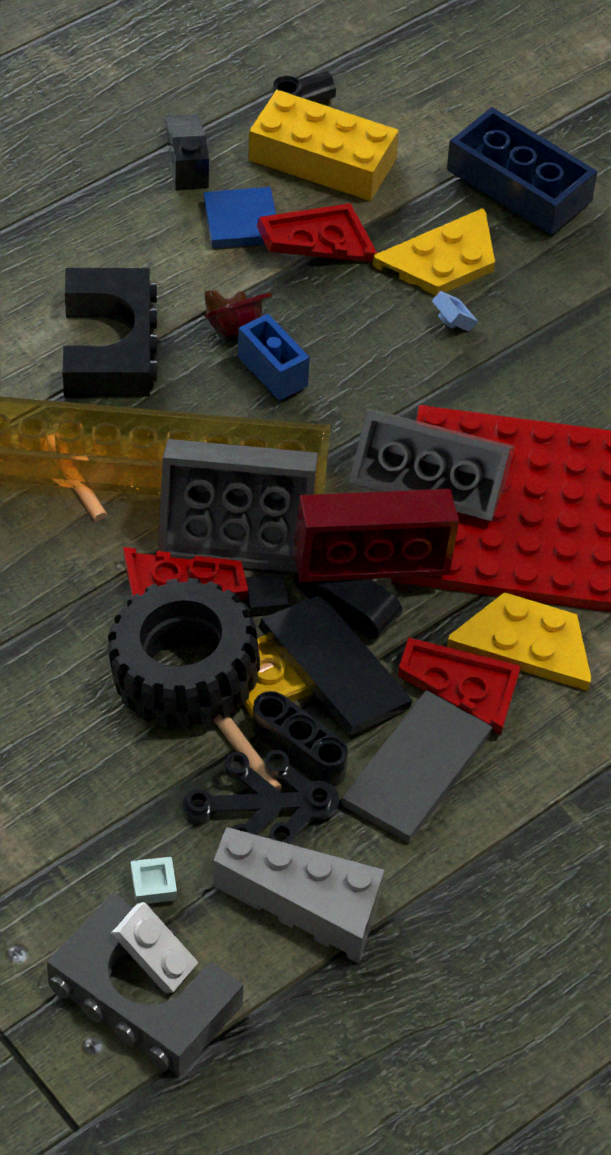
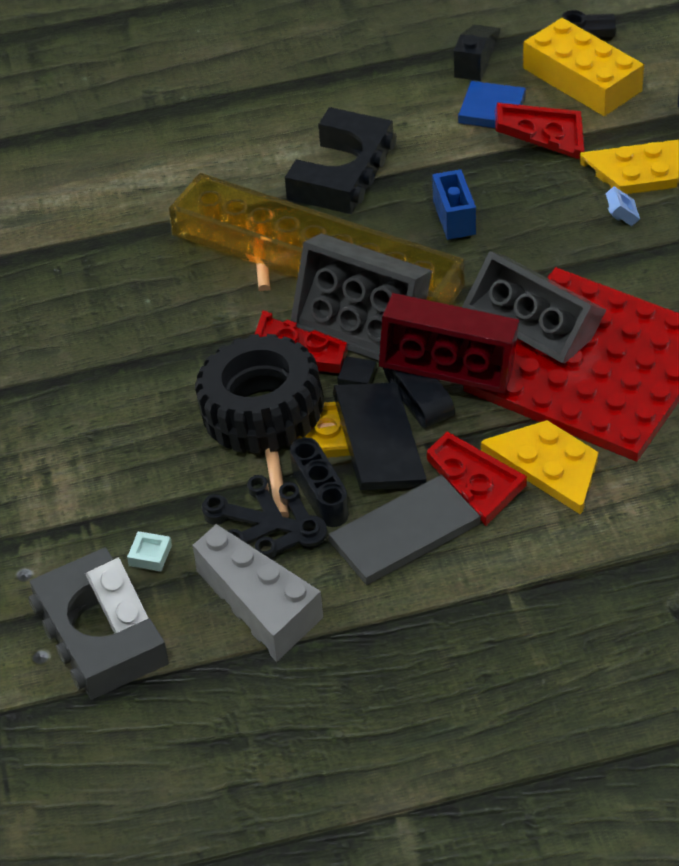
camera: 30 degrees right, 5 degrees down
(230, 314) = (435, 162): dark red piece -> none

